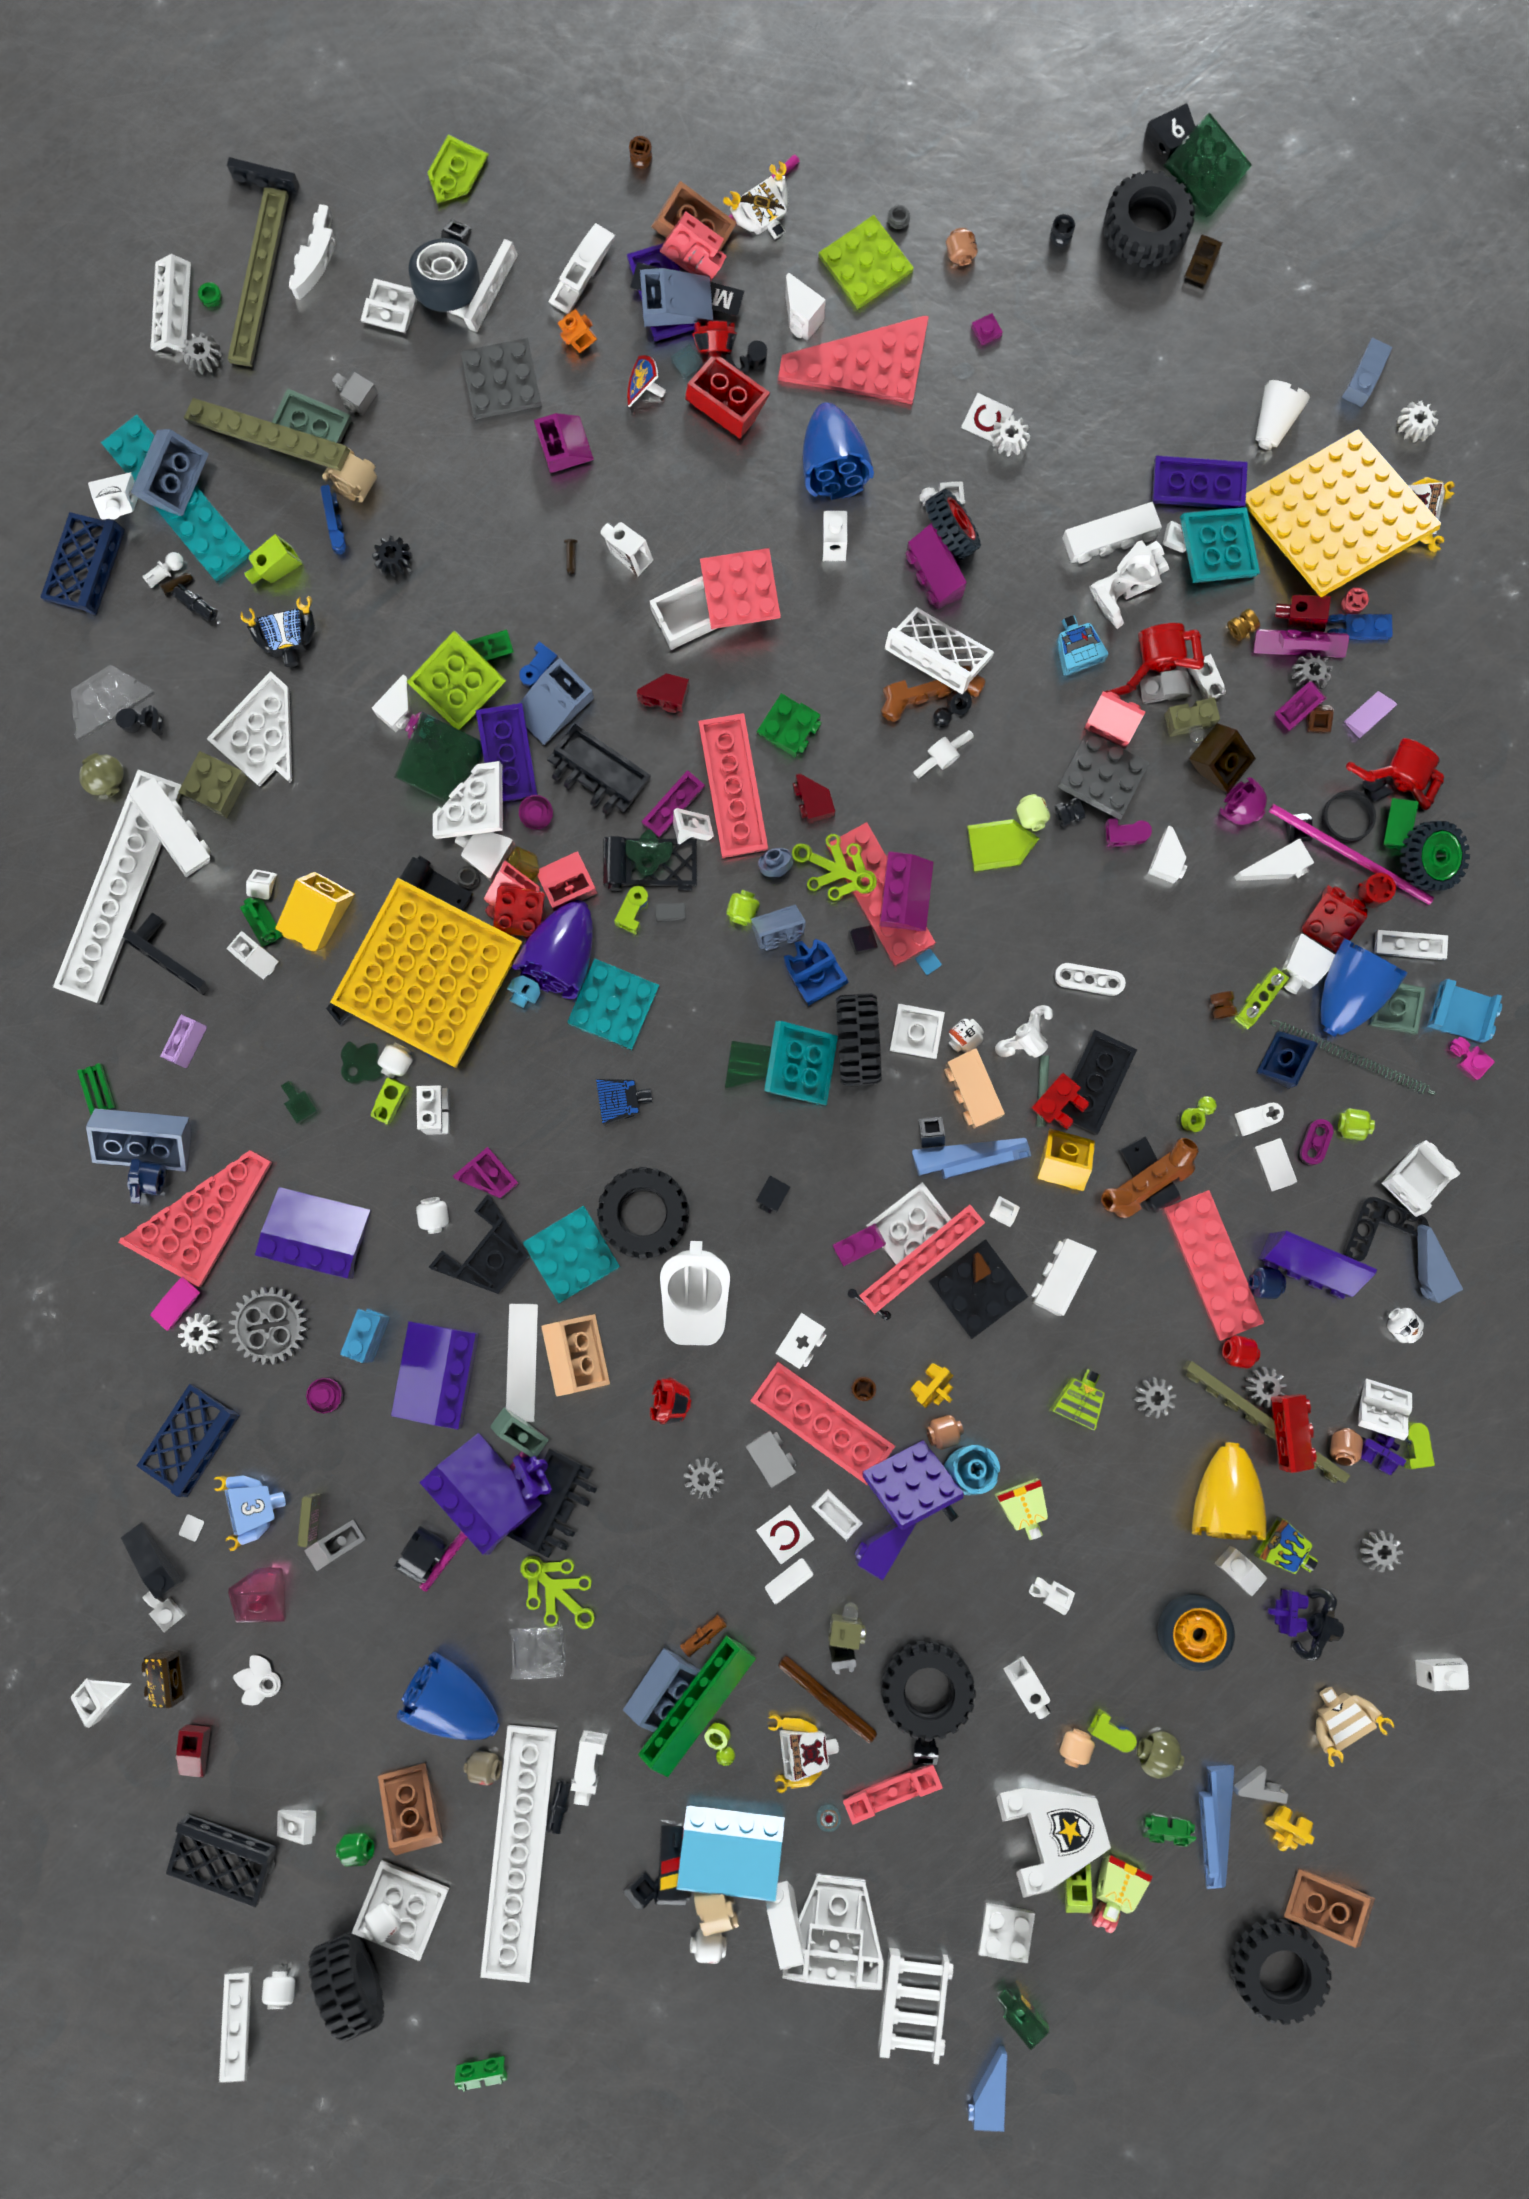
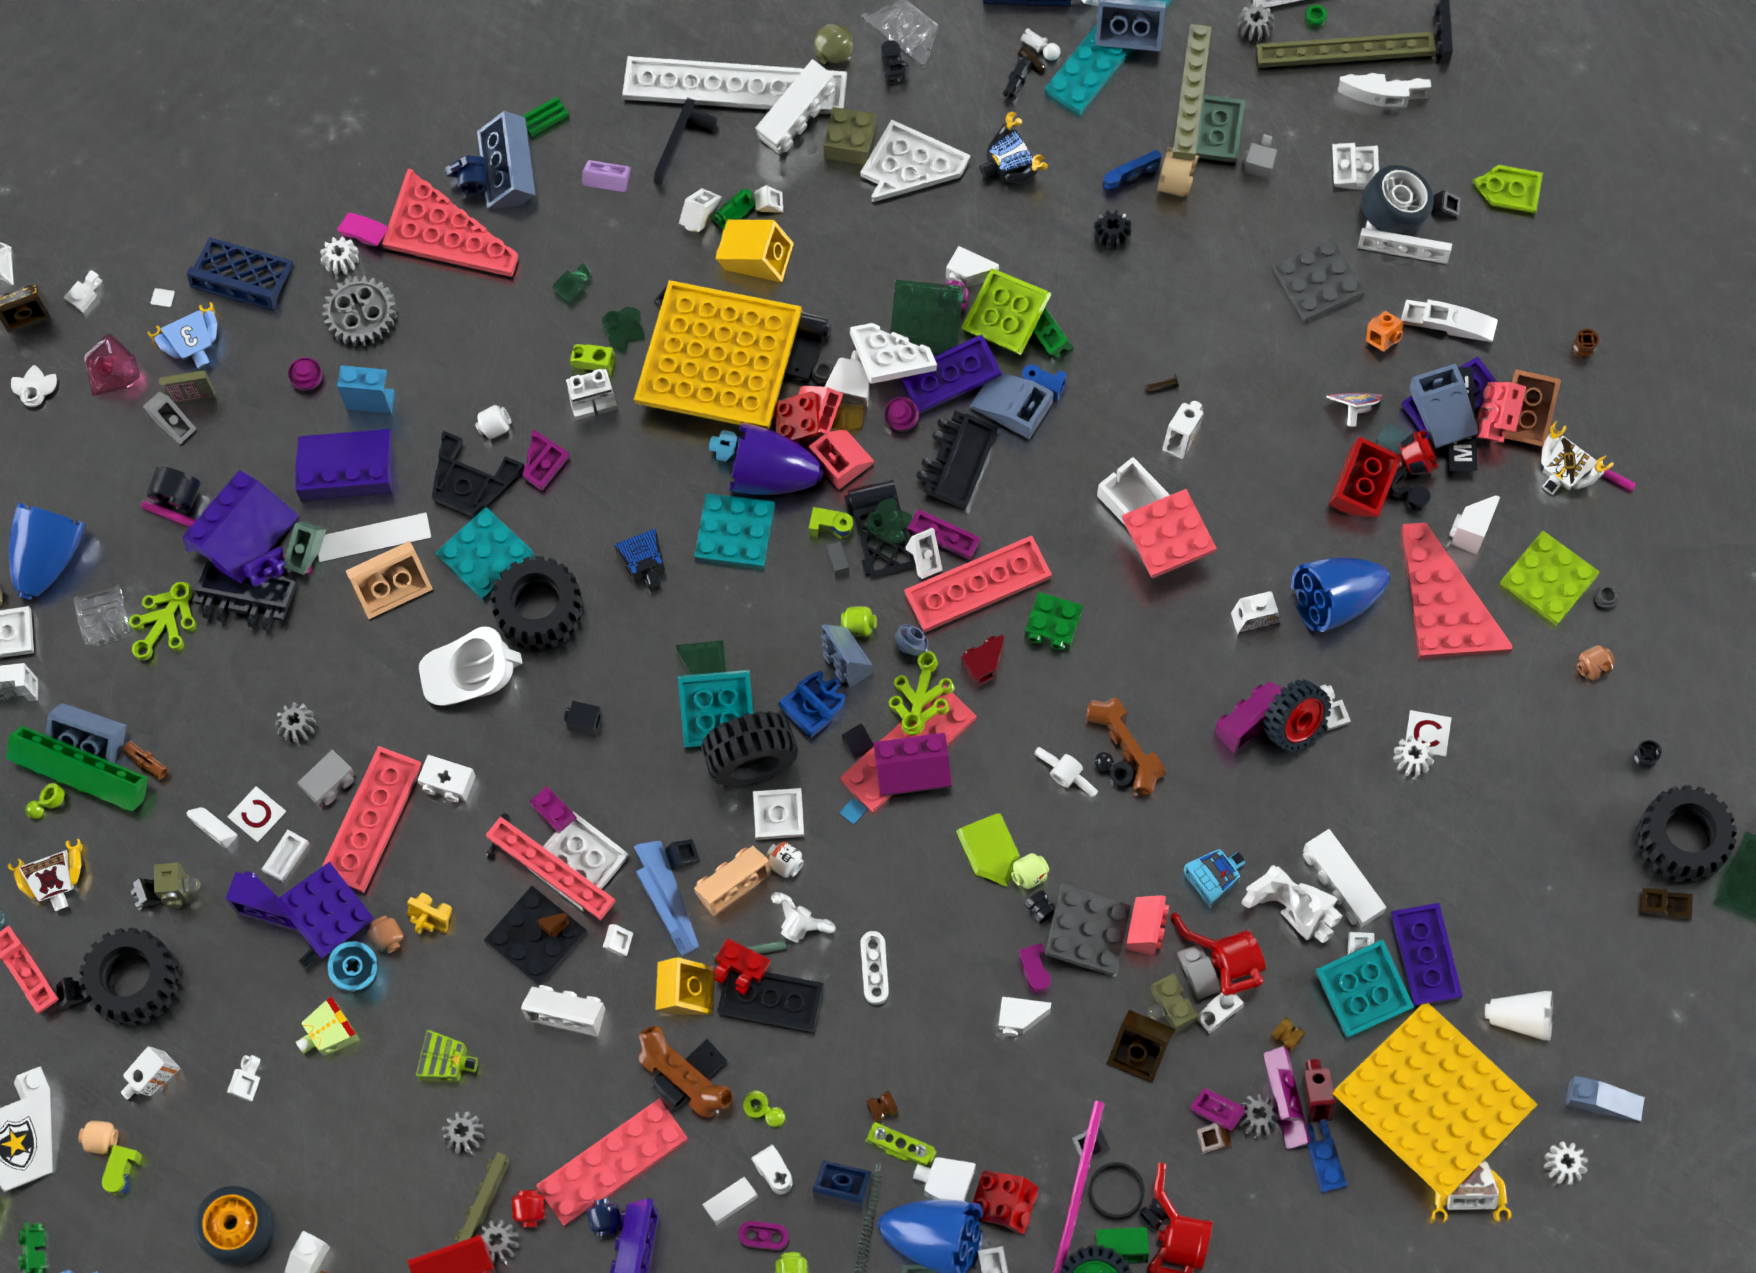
camera: 80 degrees right, 15 degrees down
(150, 1562) = (123, 271): black slope -> none
(272, 560) = (1075, 130): lime torso -> none
(313, 1233) = (453, 326): piece -> none
(395, 1060) = (630, 352): white head -> none
(563, 441) = (1270, 345): magenta slope -> none
(665, 691) = (1053, 500): dark red slope -> none
(670, 1401) = (361, 672): red cone -> none
(827, 1699) = (104, 890): reddish brown axle -> none
(863, 1388) = (409, 844): reddish brown wheel -> none
(931, 659) = (1153, 725): white fence -> none
(986, 329) = (1519, 709): magenta plate -> none
(1160, 1754) = (105, 1222): olive plant -> none
(1230, 1498) = (375, 1224): yellow cylinder -> none
(1245, 803) = (1097, 1078): magenta cylinder -> none
(1280, 865) = (1047, 1133): white slope -> none
(1359, 597) = (1352, 1139): coral wheel -> none
(1369, 714) = (1233, 1188): lavender slope -> none
(1376, 890) = (1044, 1235): red piece -> none

